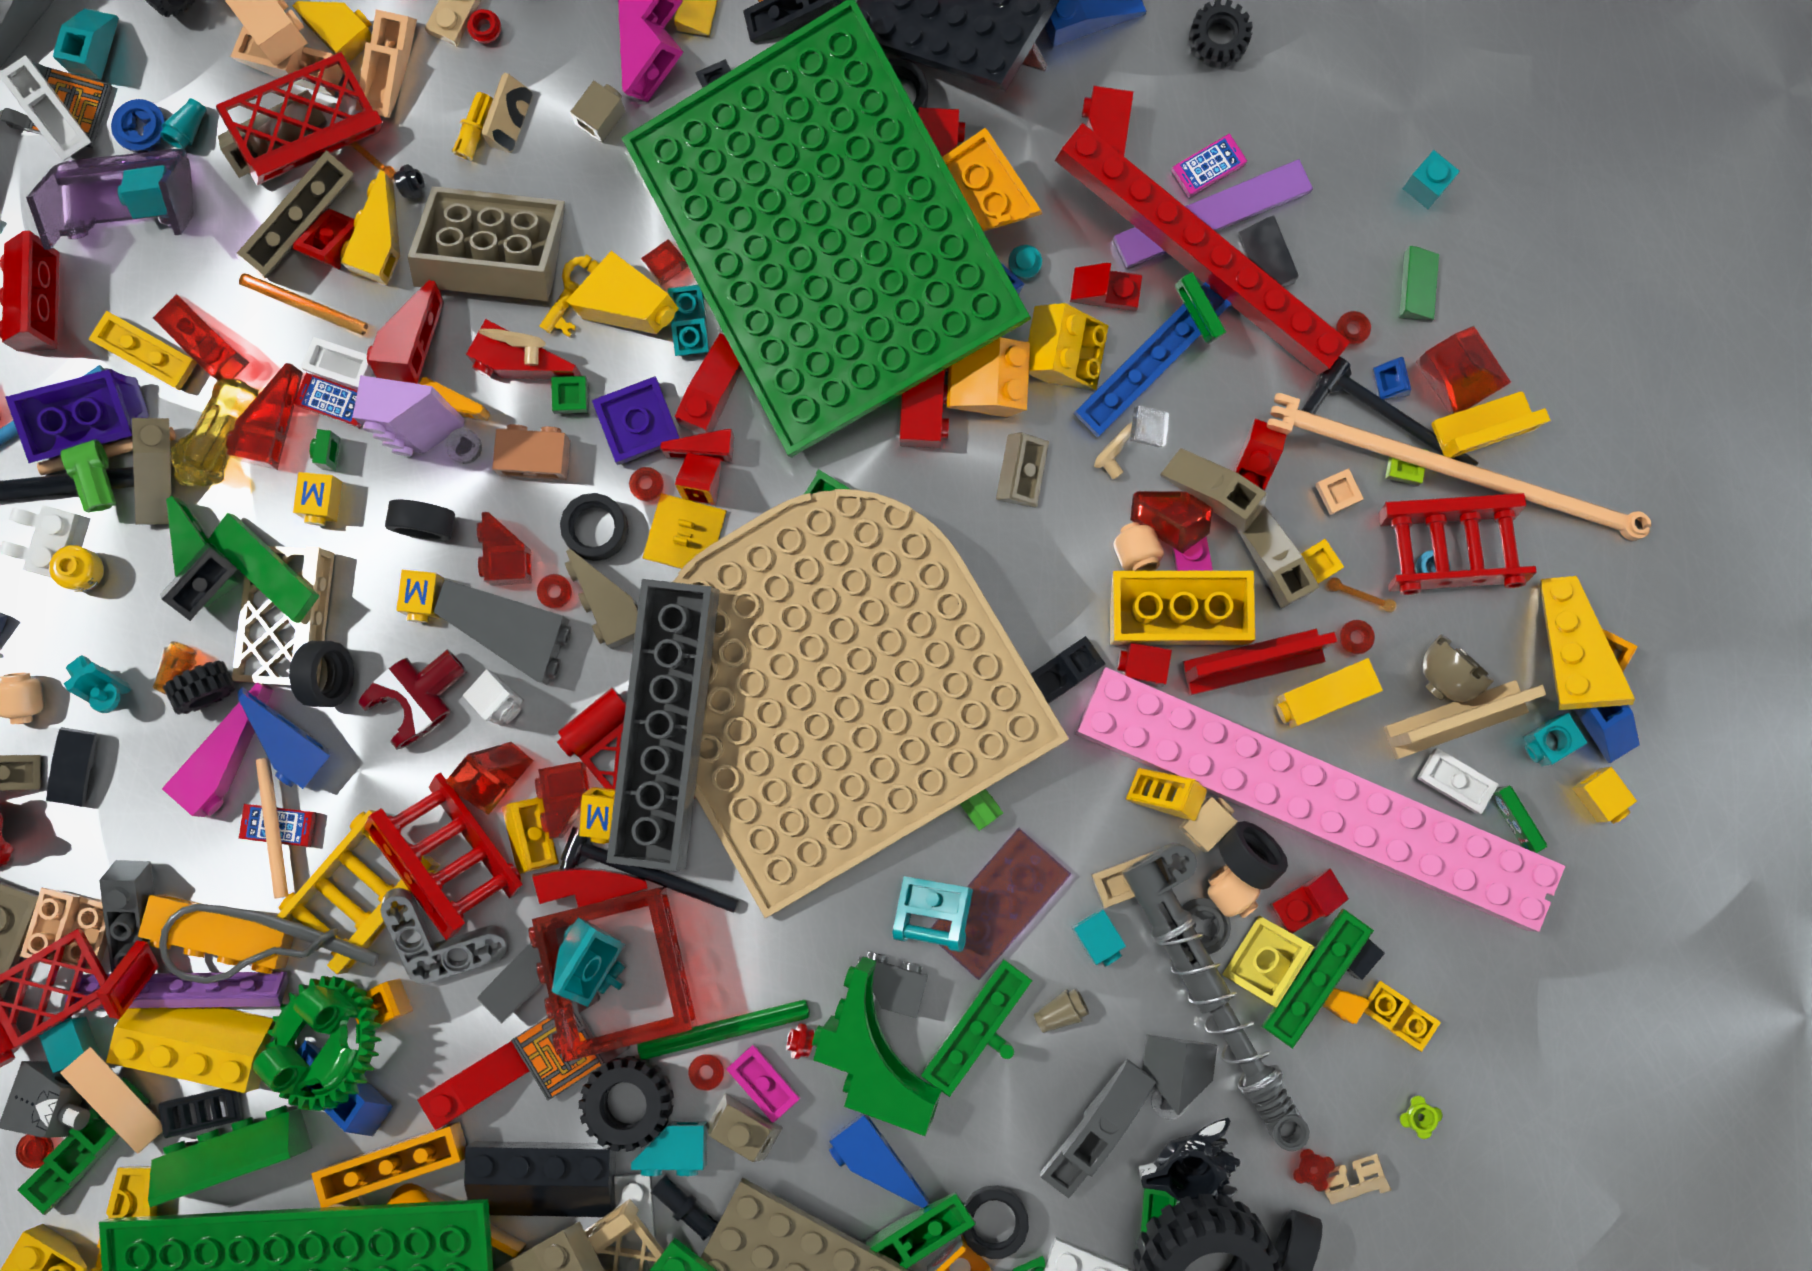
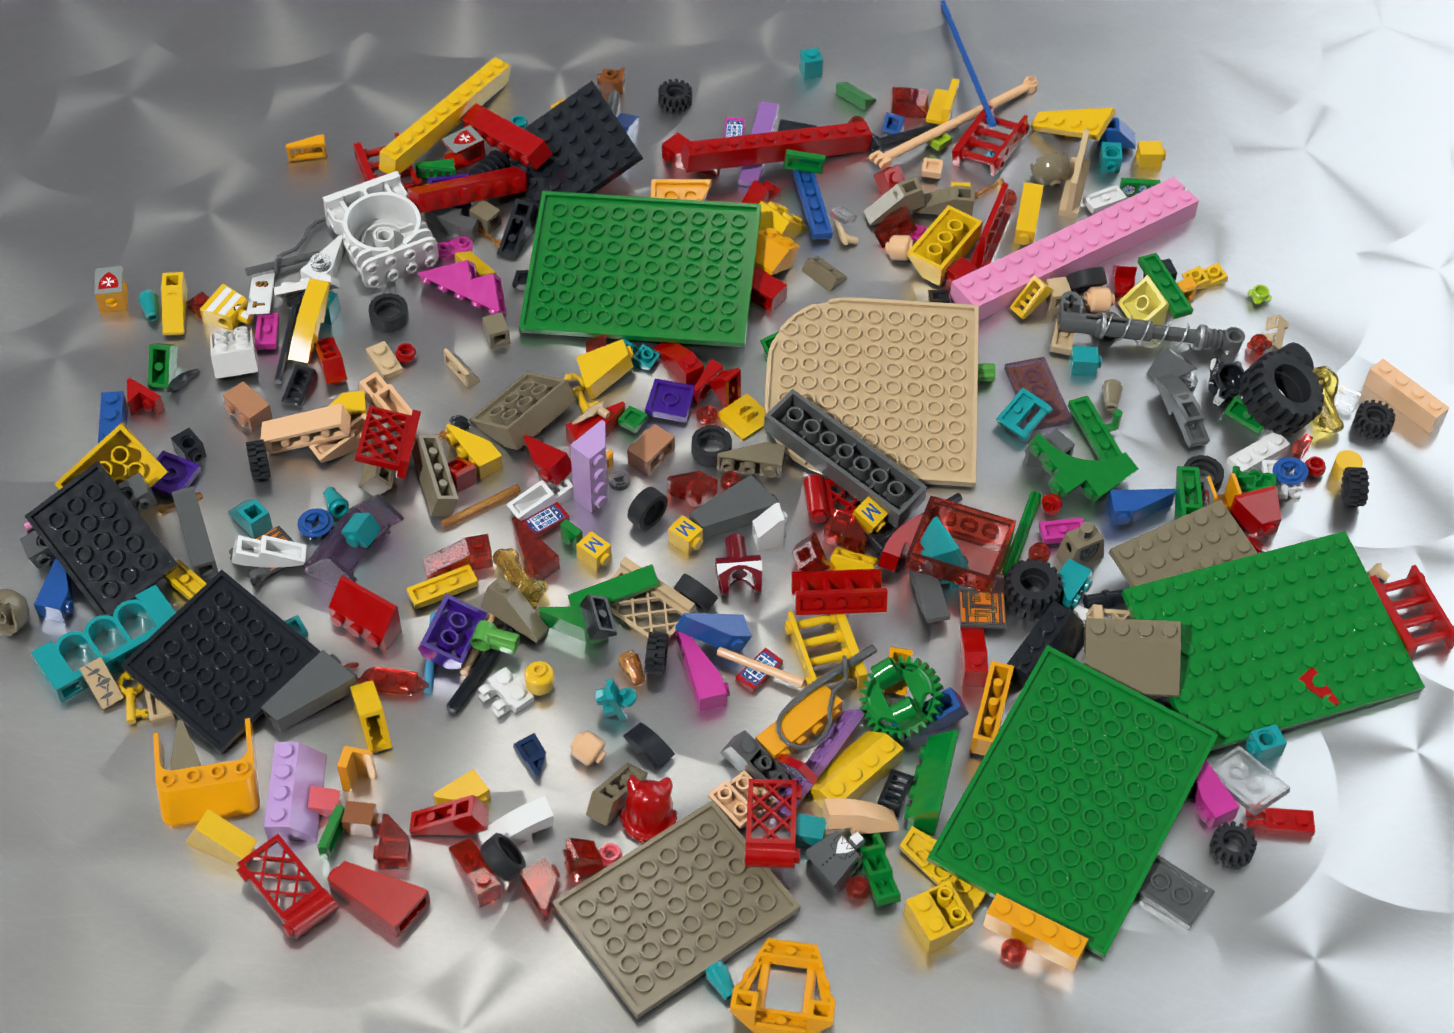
camera: 60 degrees left, 30 degrees down
(427, 950) = (882, 631): dark grey beam -> none
(472, 127) = (454, 384): yellow axle -> none
(1488, 520) = (990, 119): none -> blue piece

